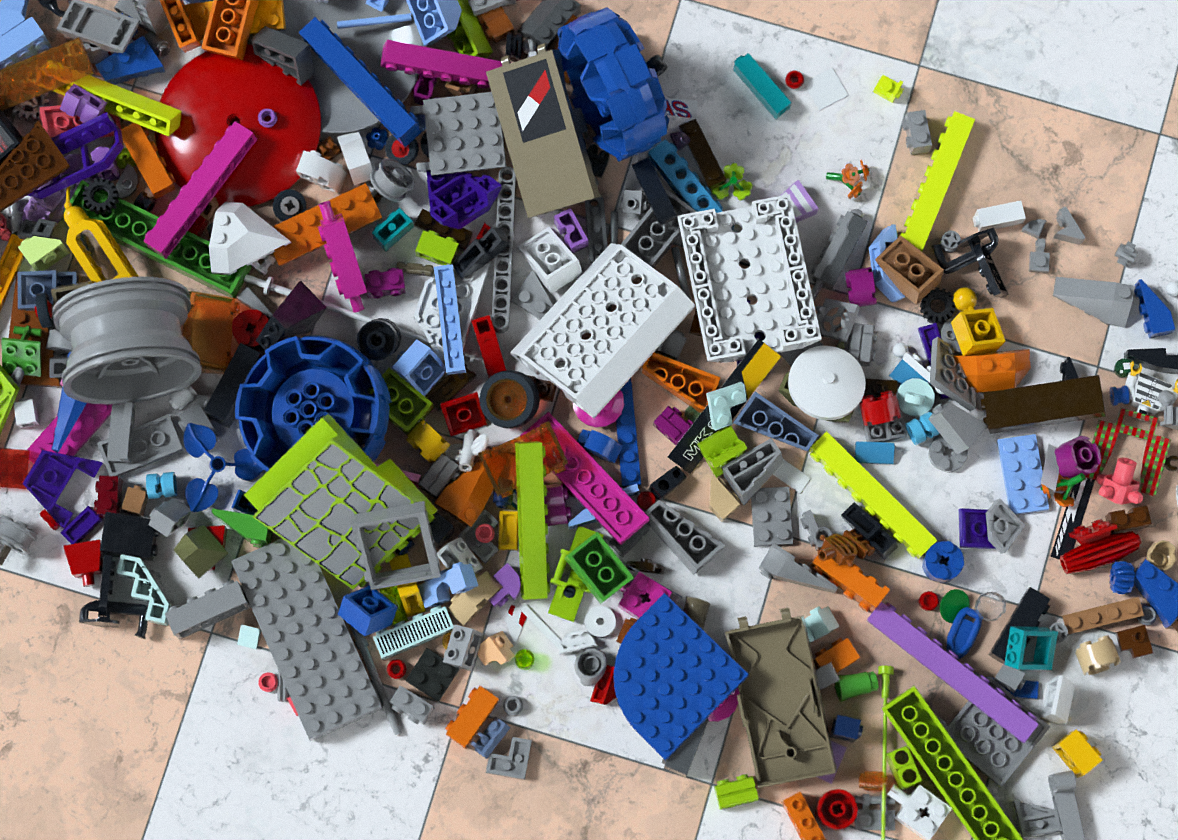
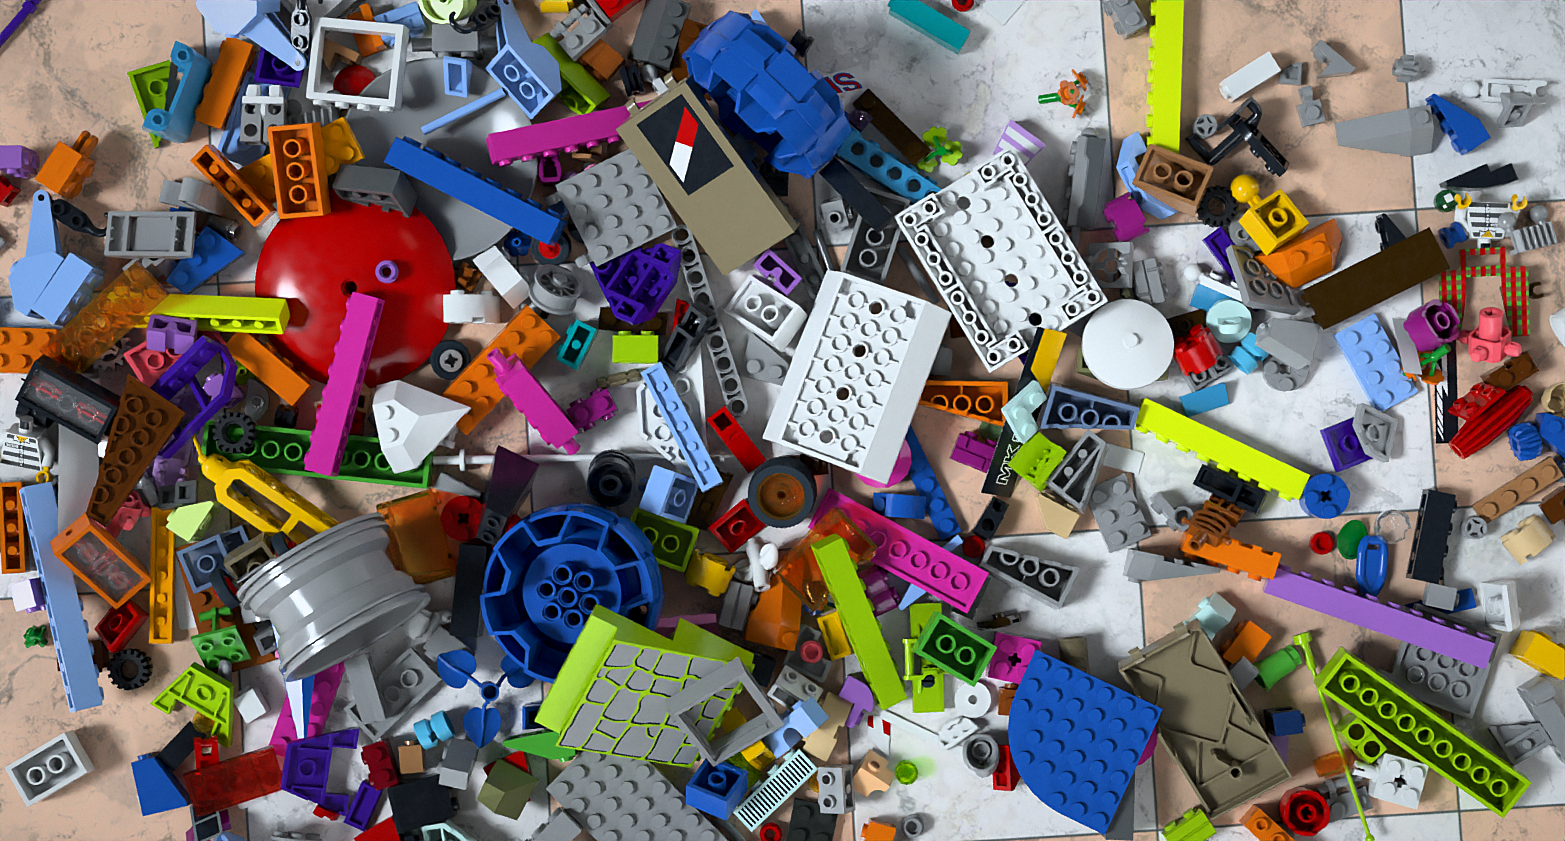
camera: 20 degrees left, 10 degrees up
(1044, 648) = (1468, 559): teal window -> none

